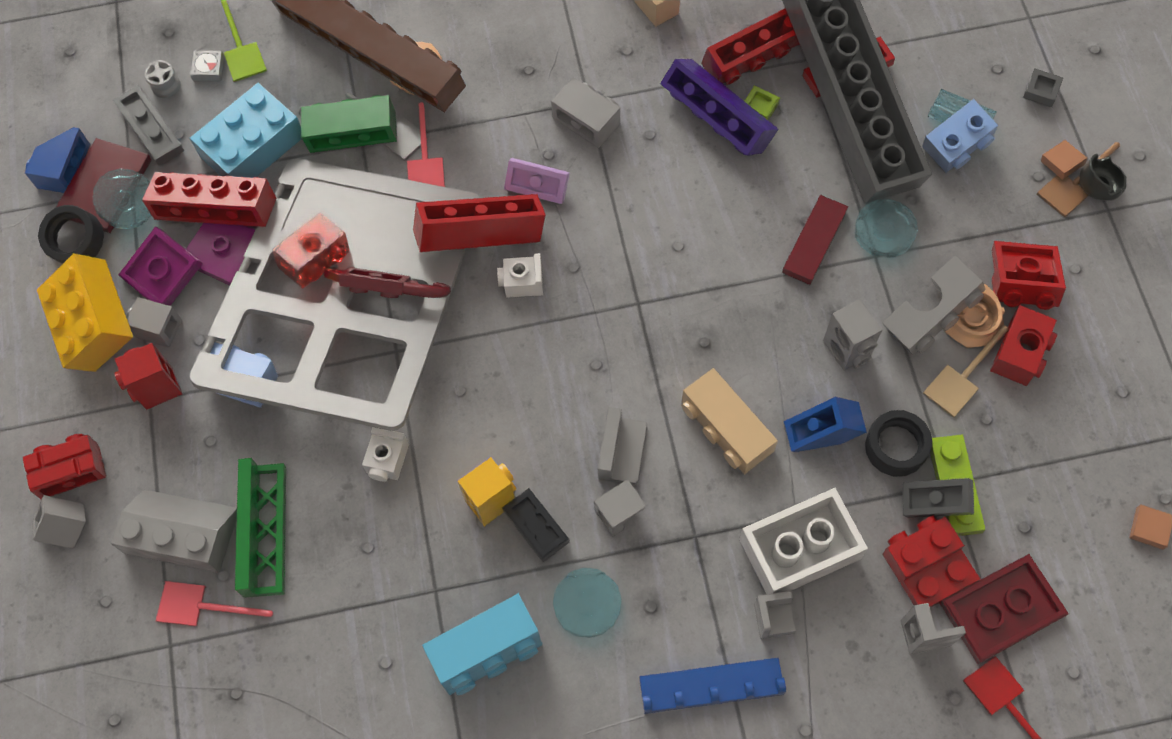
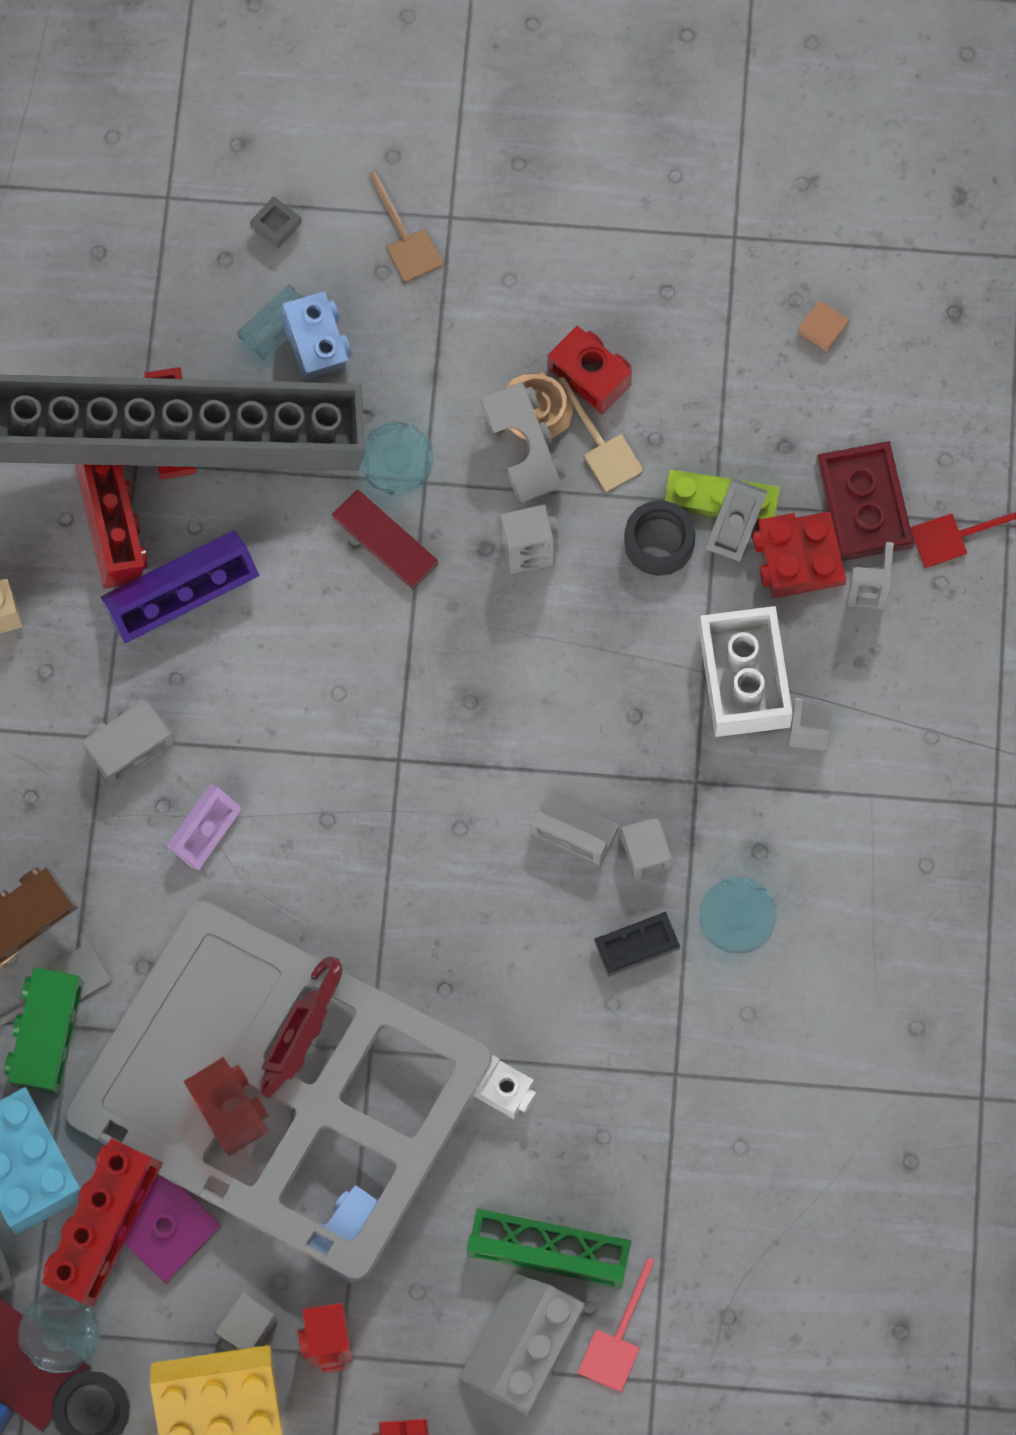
camera: 75 degrees left, 5 degrees up
(160, 268) = (173, 1307): magenta plate -> none
(425, 169) = (136, 958): coral piece -> none
(478, 222) = (253, 903): red brick -> none
(483, 645) = (763, 1026): medium azure brick -> none
(488, 490) = (591, 978): yellow brick -> none
(521, 276) = (329, 893): white brick -> none
(712, 685) = (862, 813): blue hinge -> none
(728, 421) = (581, 704): tan brick -> none
(762, 101) = (181, 537): lime tile -> none
(825, 425) = (617, 605): blue slope -> none
(1027, 274) = (507, 332): red plate -> none
(1063, 159) = (375, 238): nougat tile -> none
(1102, 179) = (418, 208): pearl dark grey hair -> none

